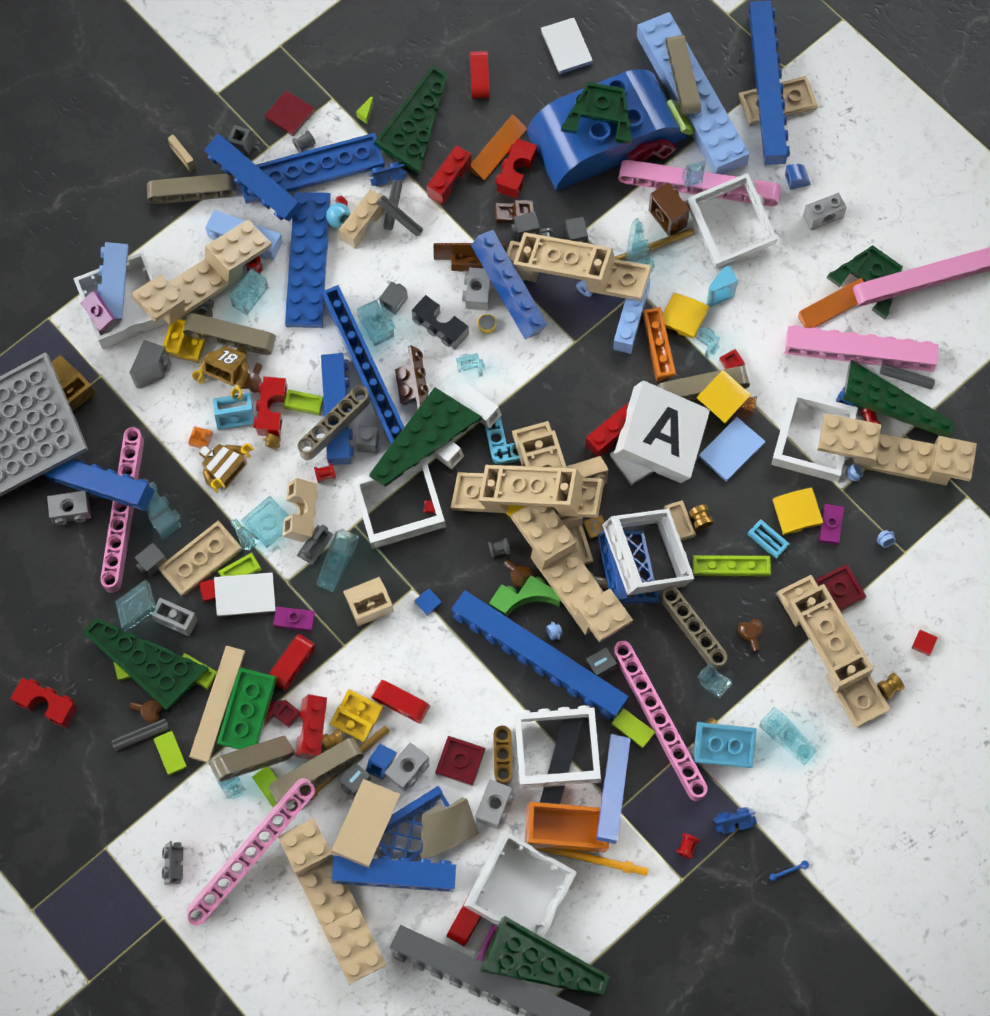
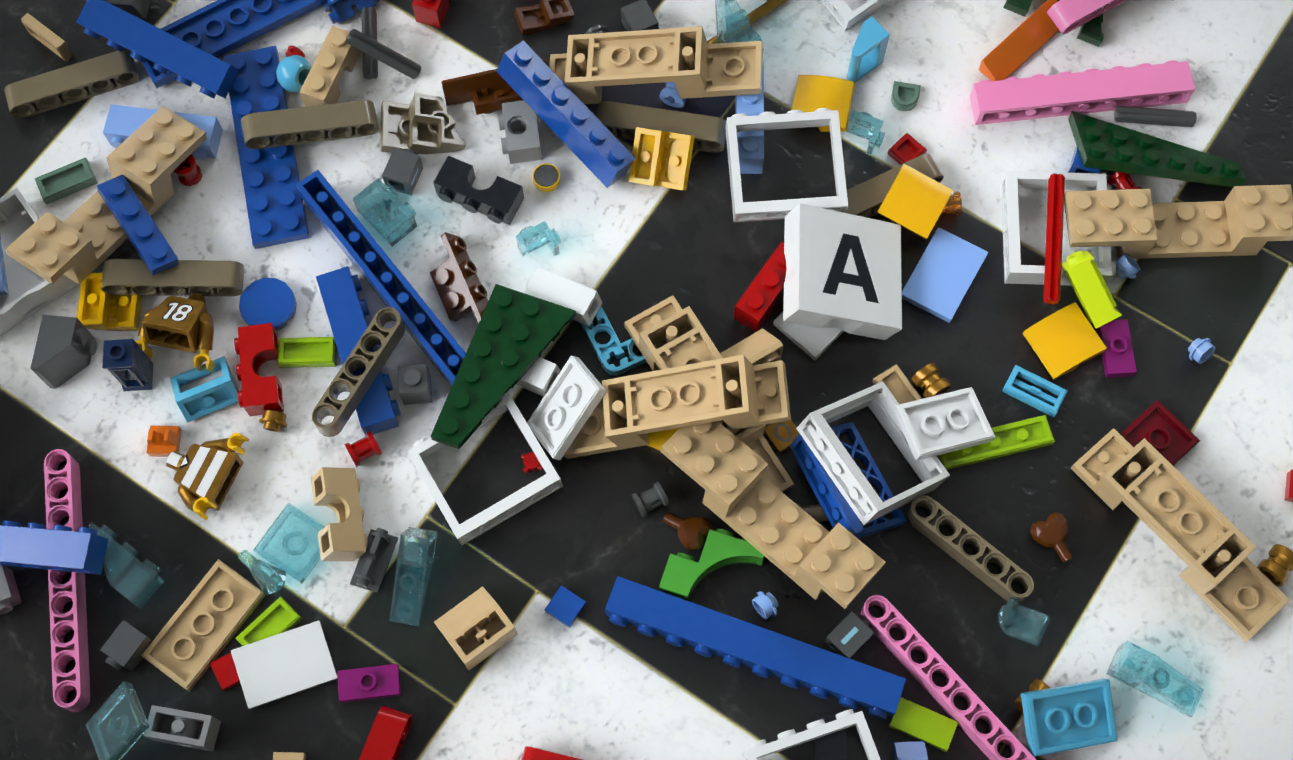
camera: 15 degrees left, 0 degrees up
(173, 253) = (66, 180): none -> sand green tile
(189, 378) = (127, 357): none -> dark blue window
(215, 294) = (137, 225): none -> blue plate
(249, 291) = (188, 210): clear light blue brick -> none
(253, 379) = (224, 335): reddish brown rock -> none
(285, 364) = (268, 302): none -> blue tile
(340, 252) = (309, 124): none -> dark tan beam
(411, 270) = (419, 126): none -> dark tan slope
(459, 476) = (566, 407): none -> white tile
(525, 223) = (564, 24): dark grey brick -> none
(565, 328) = (661, 158): none -> yellow slope
(572, 307) = (623, 119): none -> dark tan beam
(656, 323) = (770, 121): none -> white window
(658, 344) = (801, 156): orange slope -> none
(700, 544) = (943, 423): none -> white tile
(742, 323) = (905, 95): none -> sand green tile
(808, 442) = (1054, 239): none -> red axle
(822, 480) = (1090, 288): none -> neon yellow window

